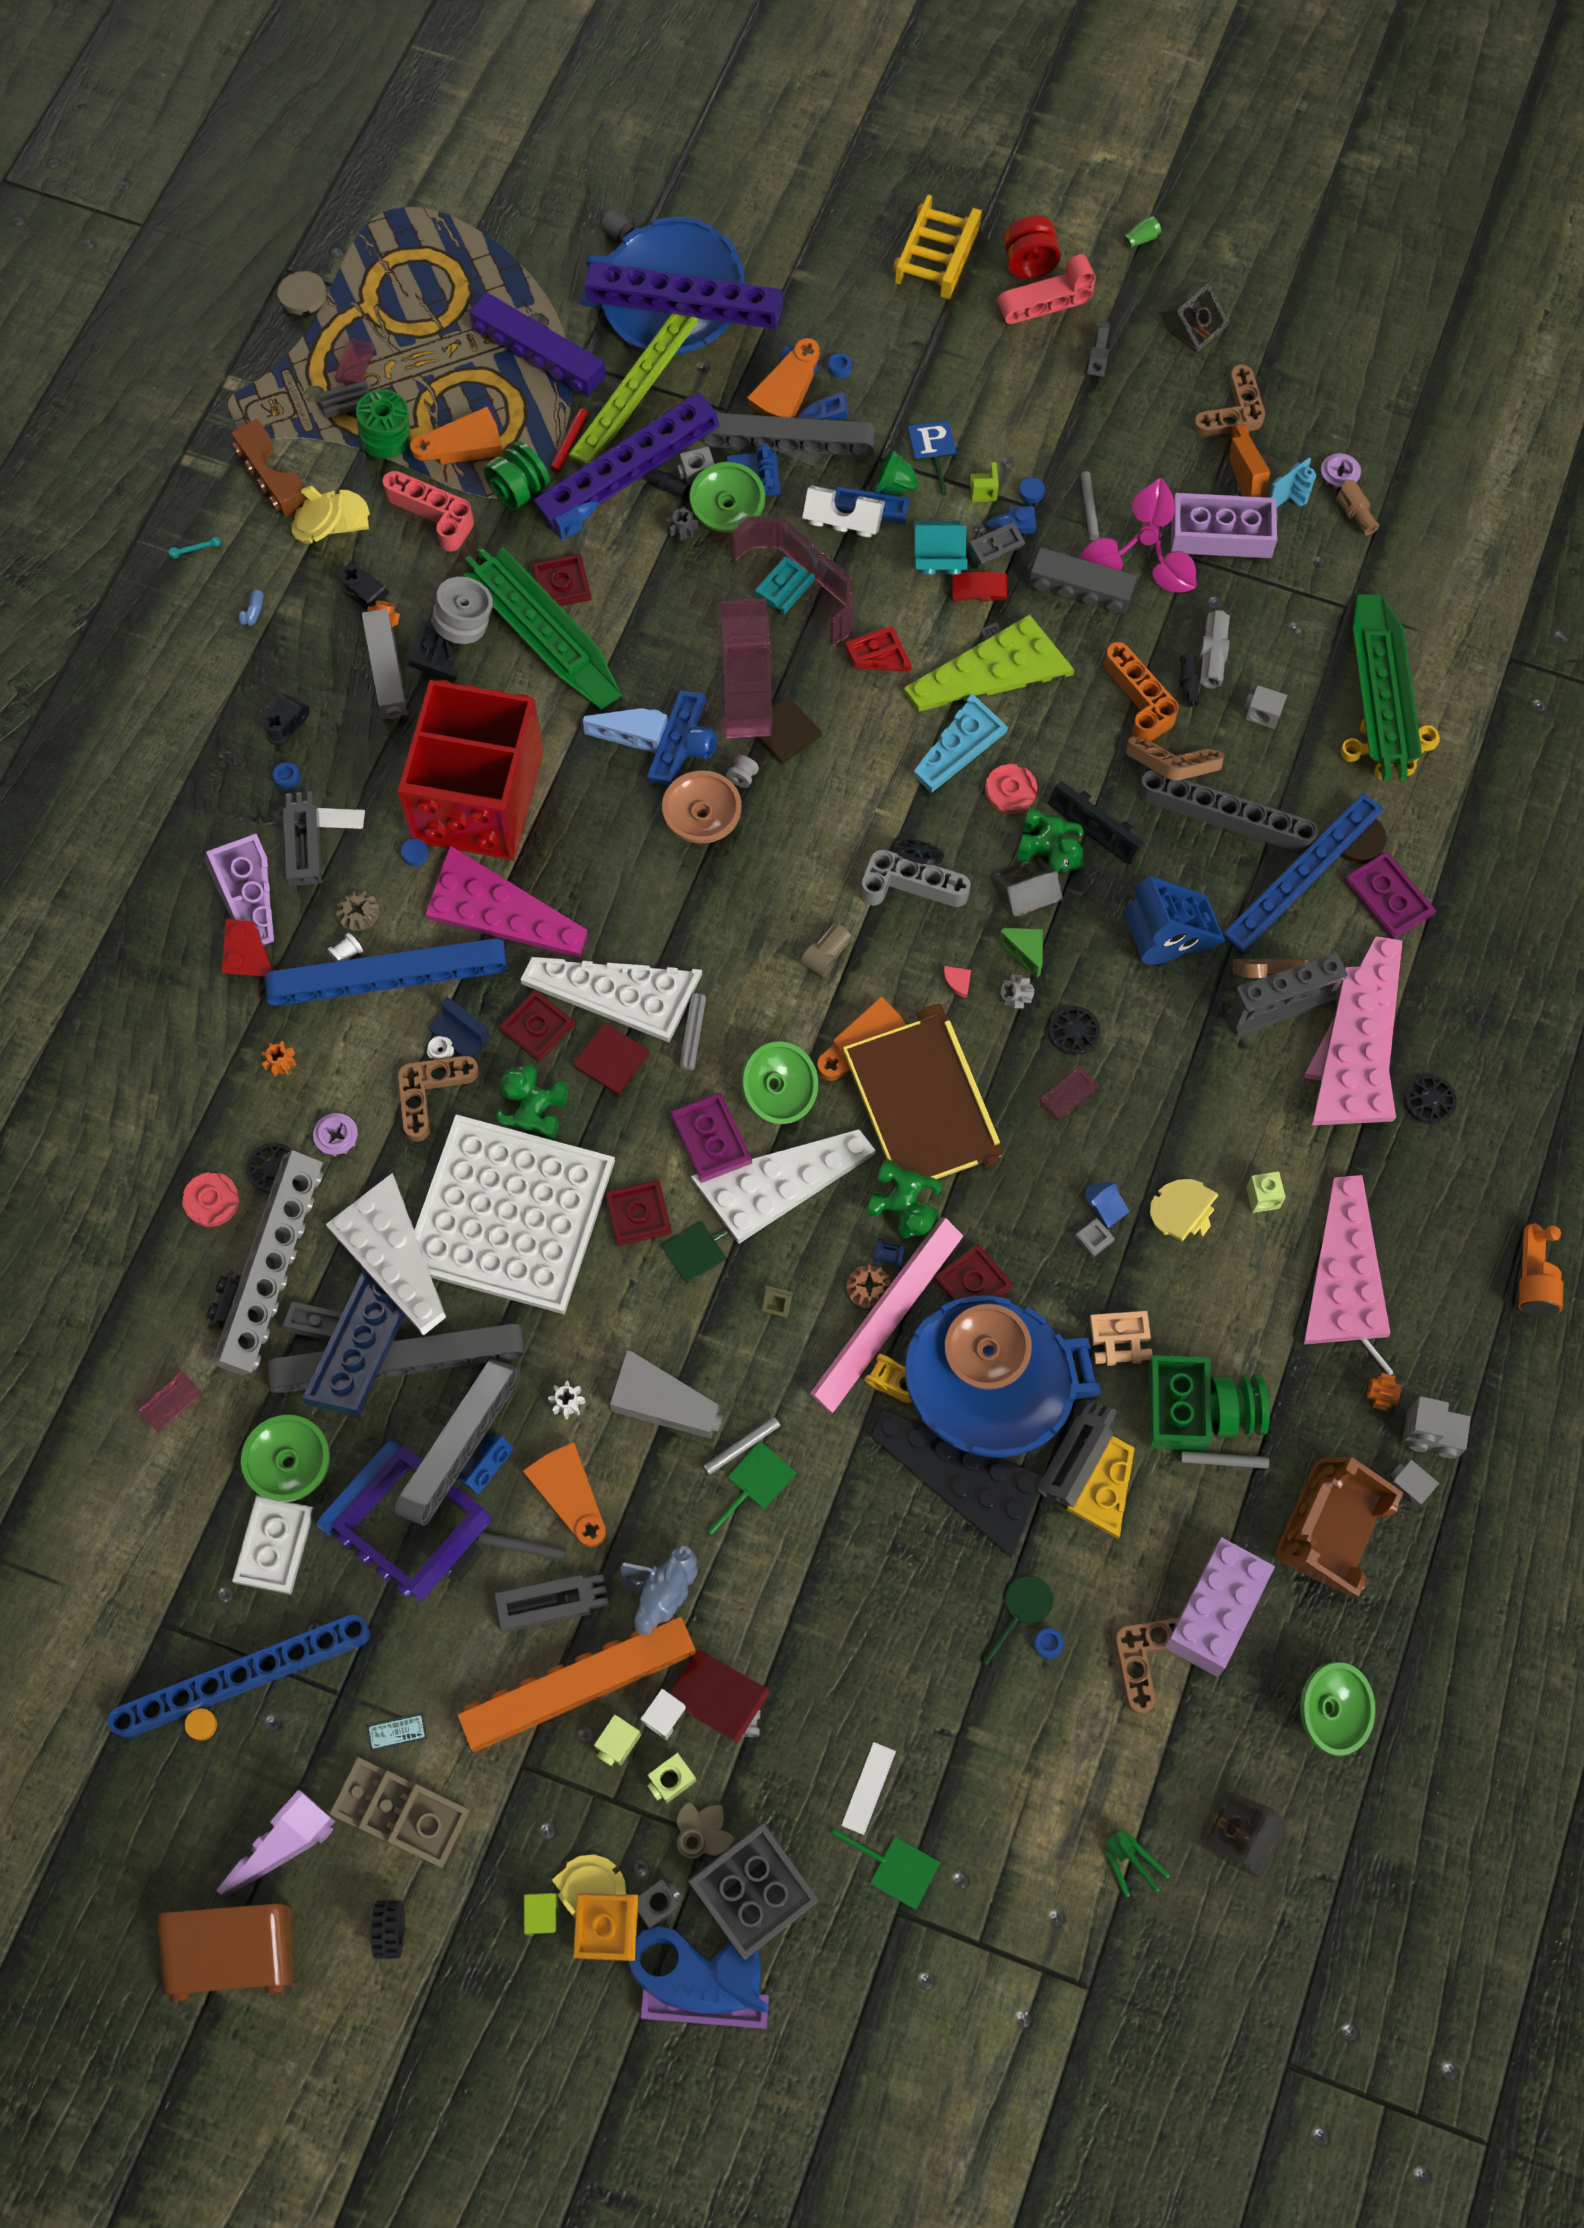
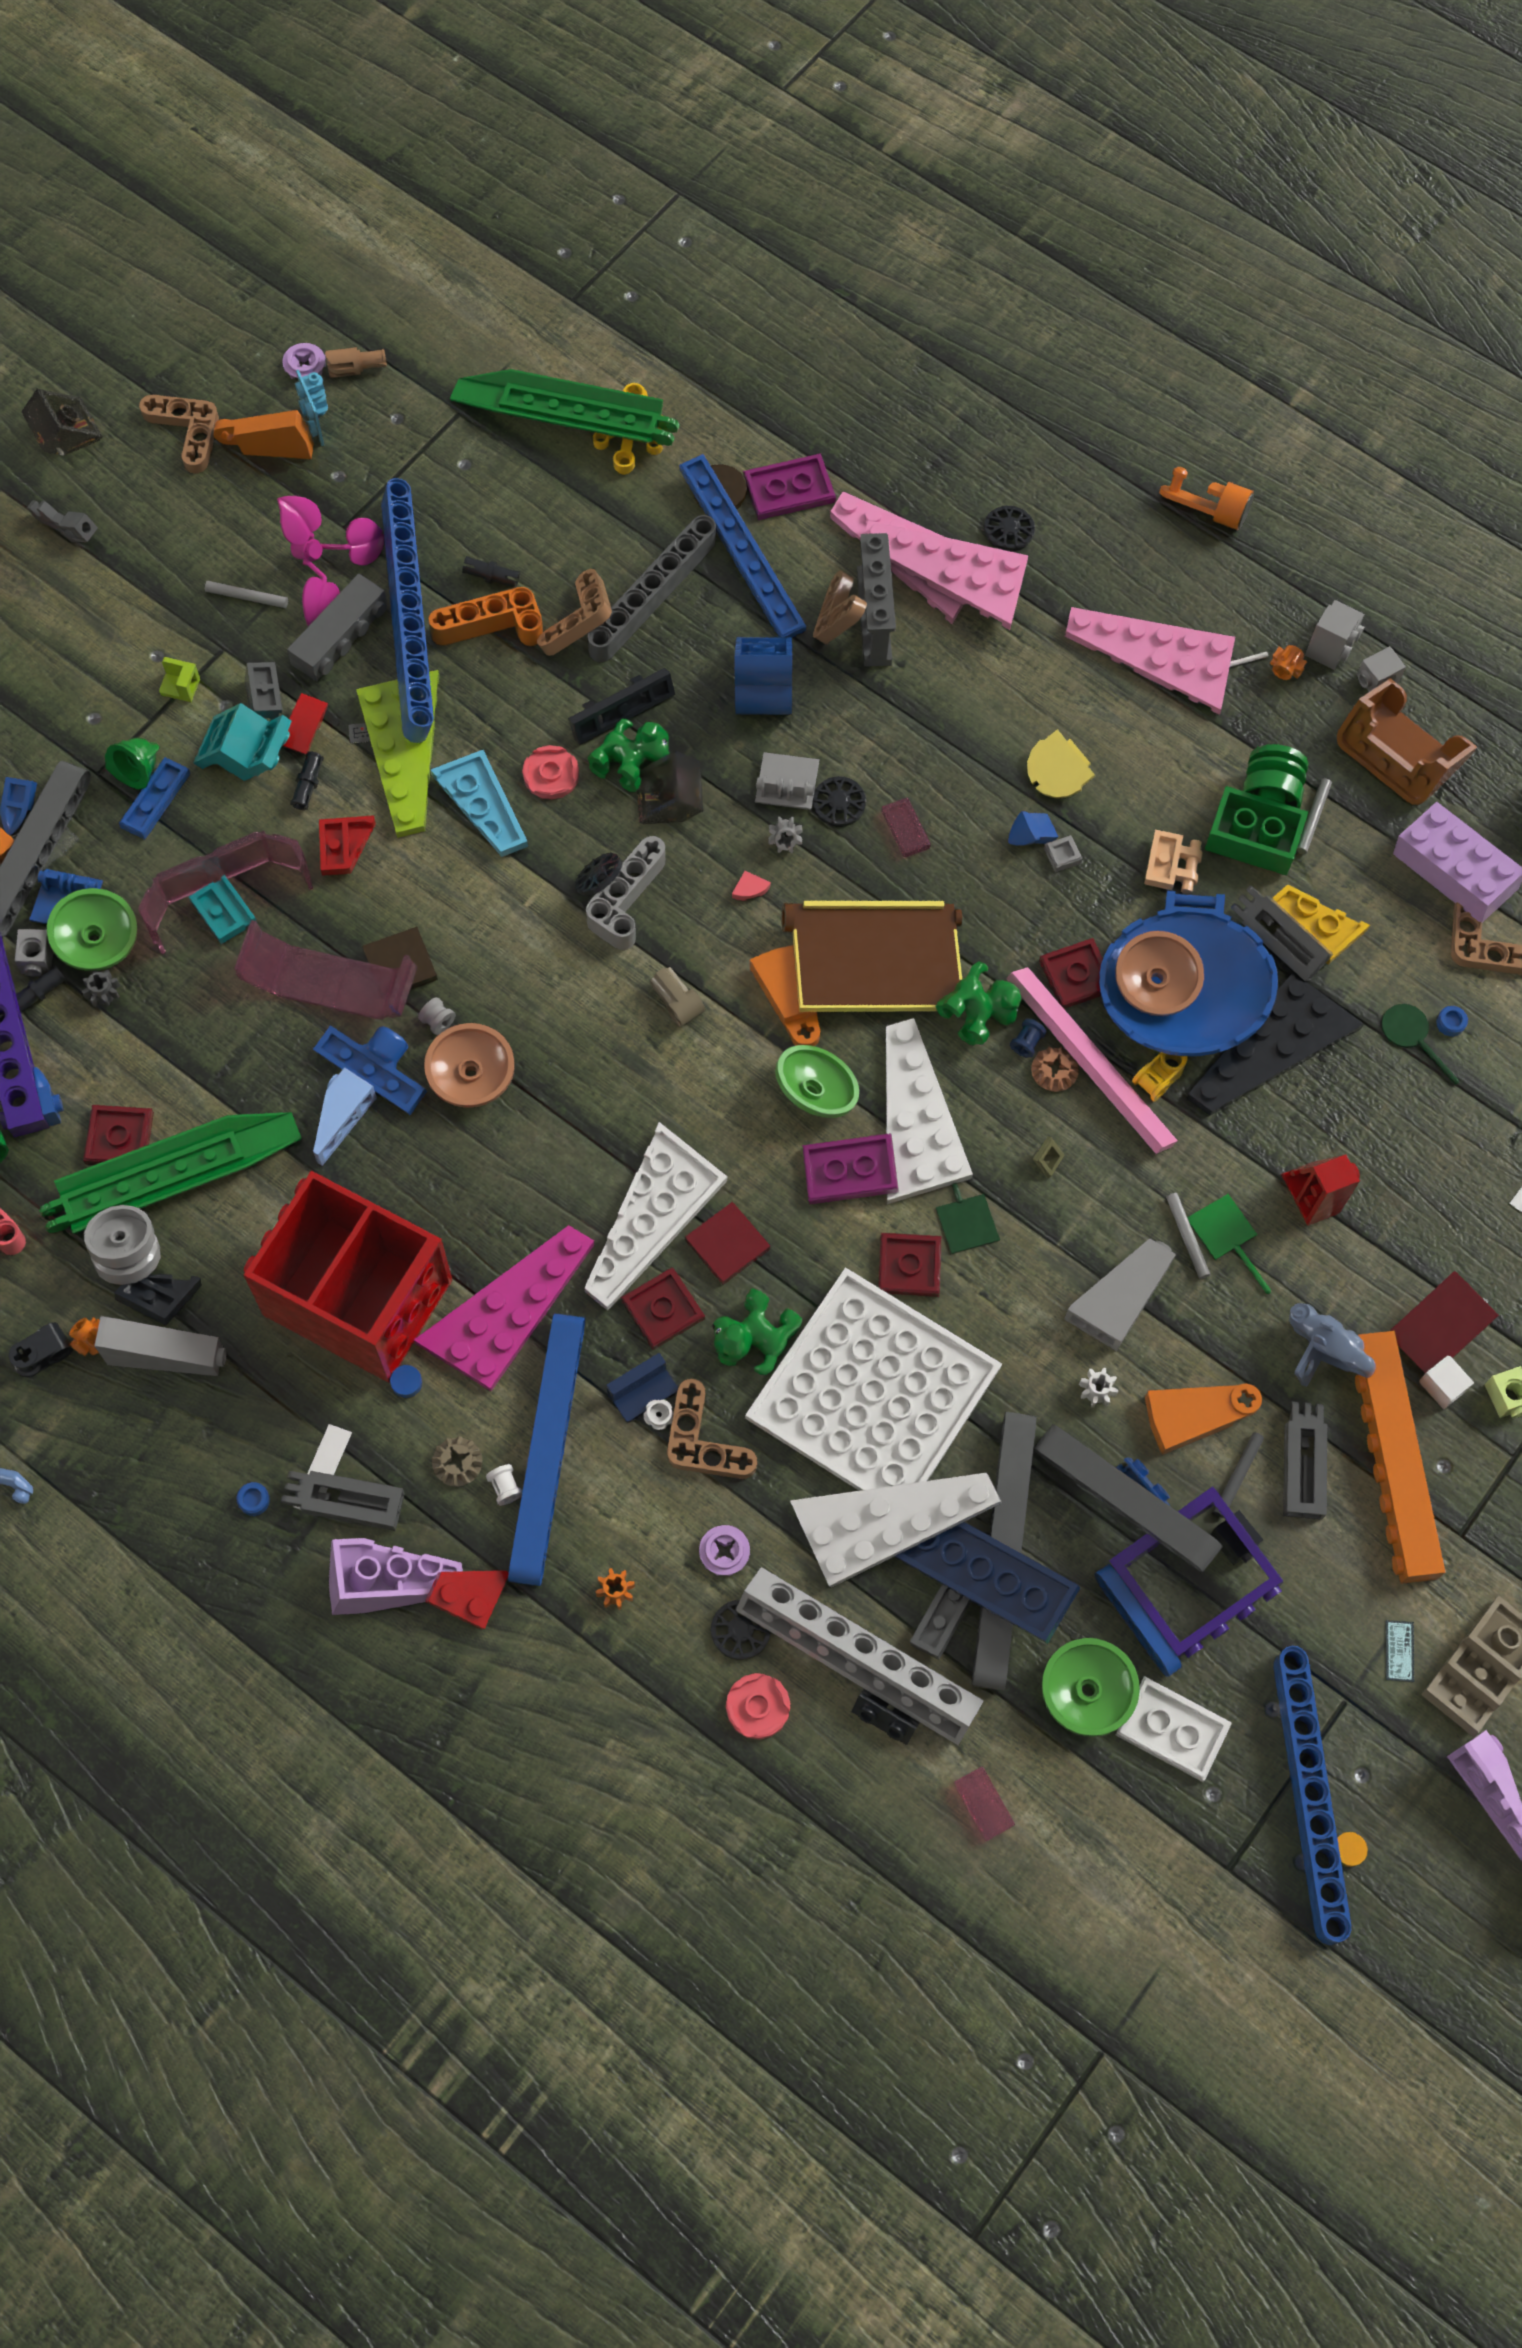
camera: 75 degrees left, 0 degrees up
(284, 719) = (178, 1478): black piece -> none
(616, 1741) = (1463, 1434): yellowish green brick -> none
(692, 1031) = (724, 1153): light grey axle -> none
(818, 1546) = (1322, 1187): none -> red wedge
(821, 509) = (174, 806): white arch -> none
(927, 606) = (307, 780): none -> black pin
(933, 441) = (102, 715): blue piece -> none
(1022, 517) = (233, 669): blue plate -> none
(1025, 947) = (740, 812): bright green slope -> none
(1031, 490) = (204, 641): blue tile -> none
(1076, 979) = (787, 781): none -> light grey hinge
(1111, 631) = (407, 611): none -> blue beam
(1214, 649) = (465, 538): light grey piece -> none
(1224, 525) = (334, 473): lavender brick -> none
(1265, 706) = (549, 516): light grey brick -> none
(1265, 1192) = (1065, 690): yellowish green brick -> none

